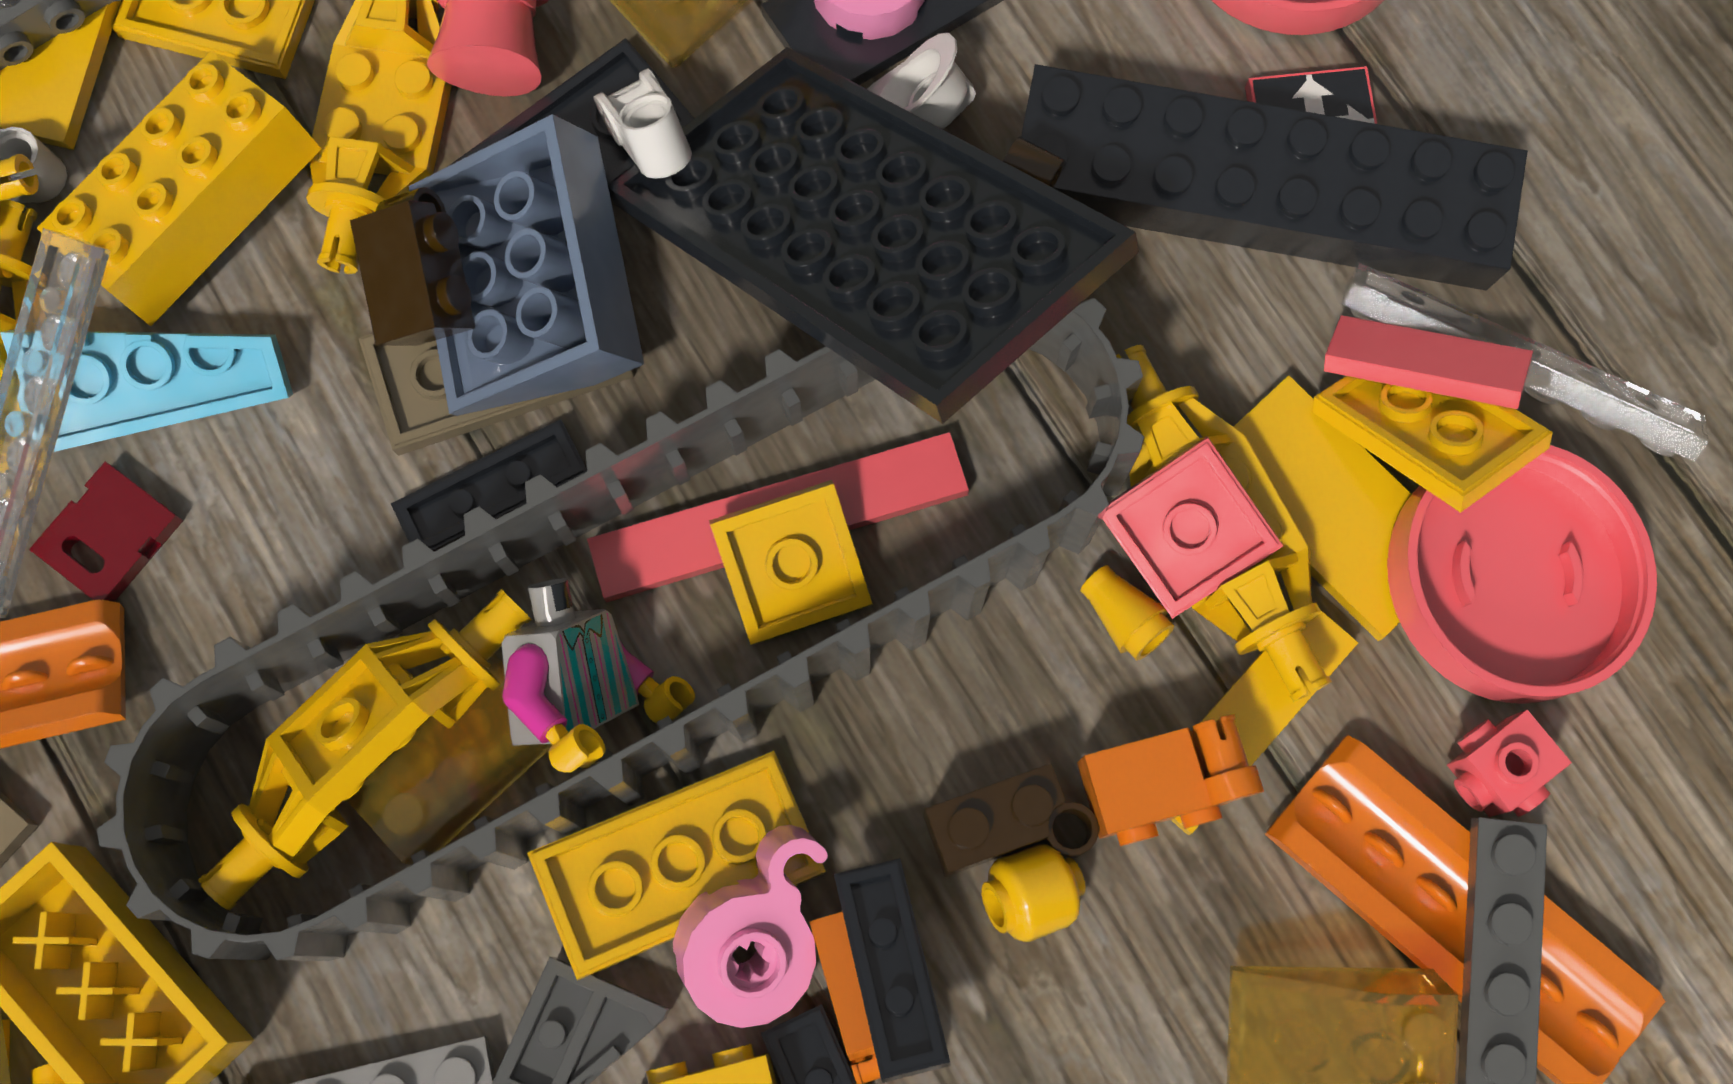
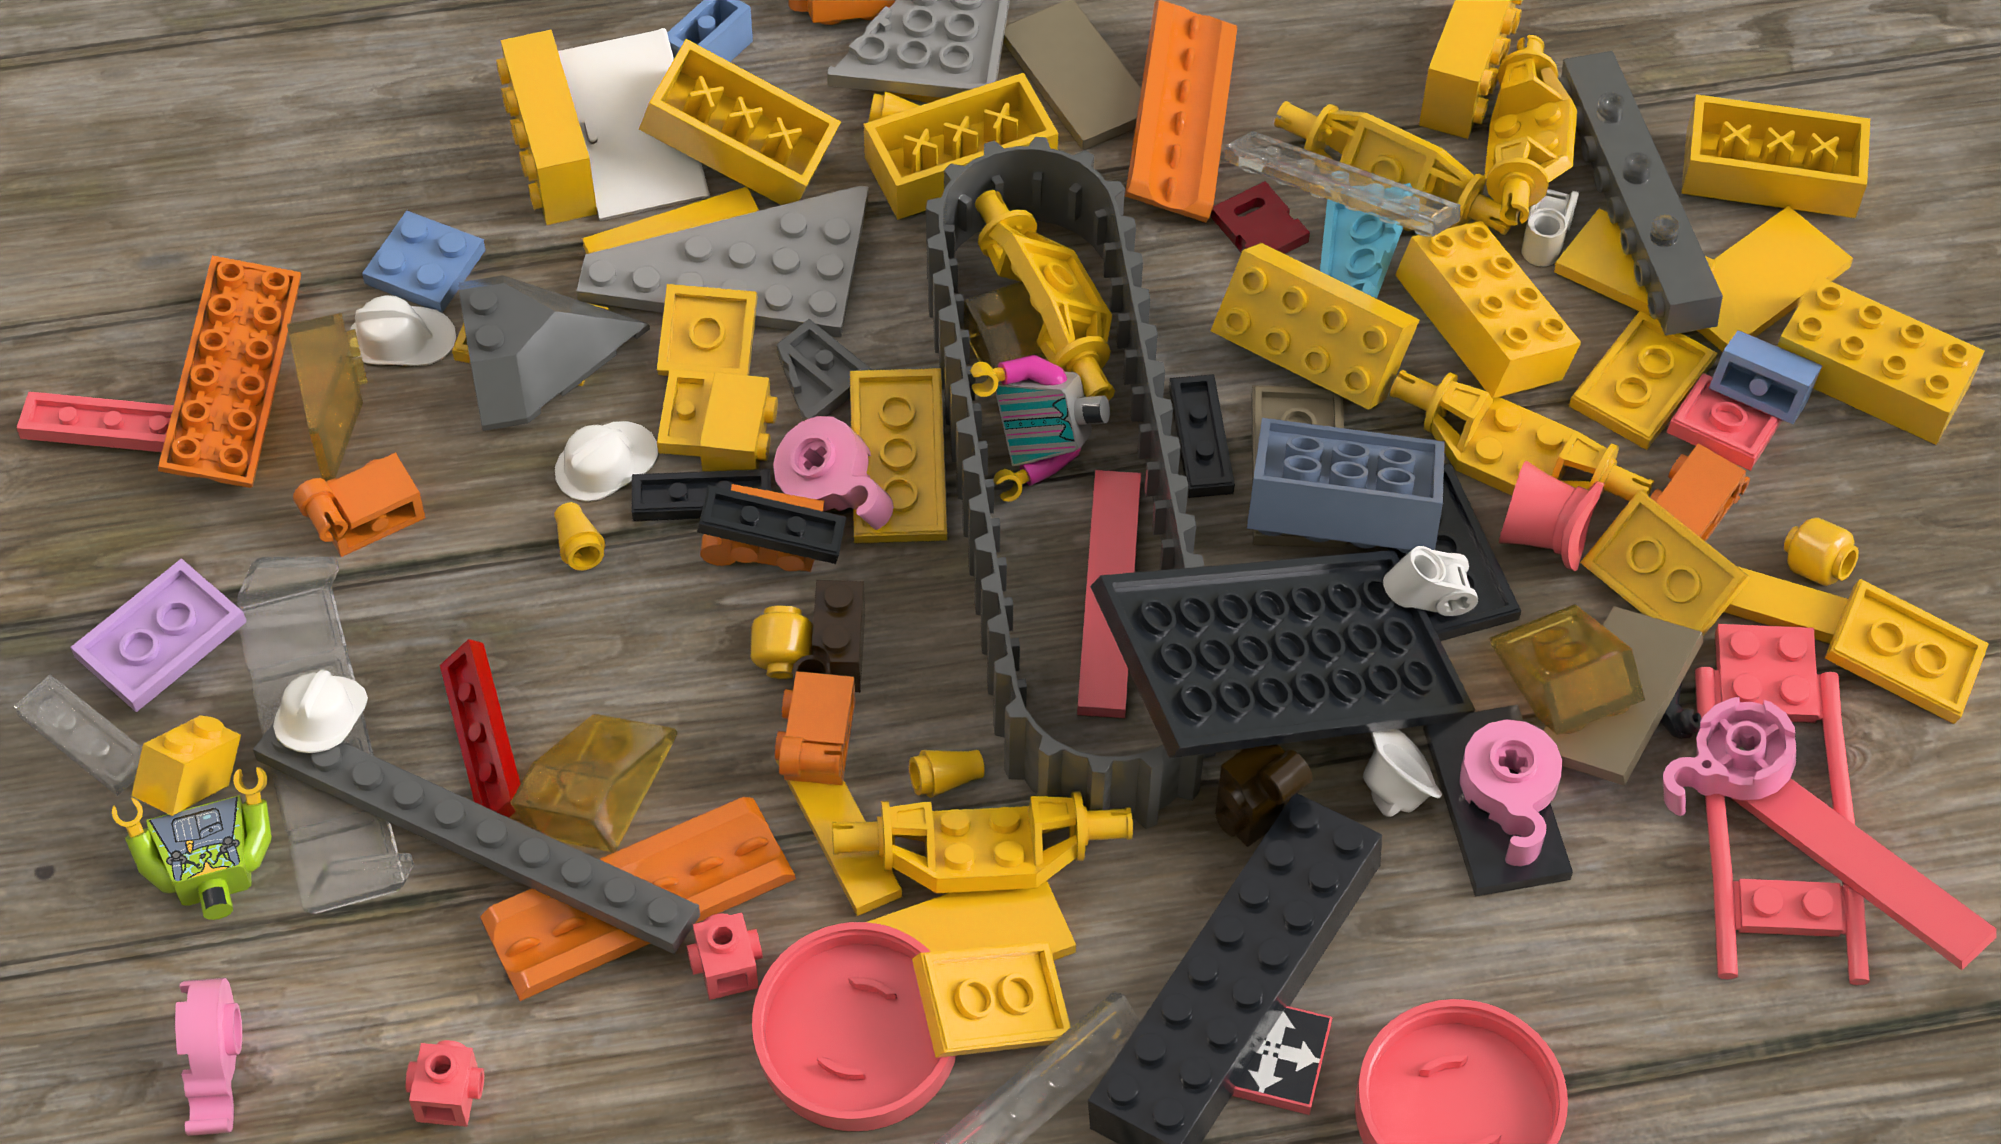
camera: 110 degrees right, 20 degrees down
(284, 384) = (1314, 325): none -> yellow brick
(412, 270) = (1368, 410): dark brown hinge -> none
(791, 562) = (1060, 574): yellow plate -> none
(1190, 527) = (982, 803): coral tile -> none
(1428, 361) = (1040, 1019): coral tile -> none

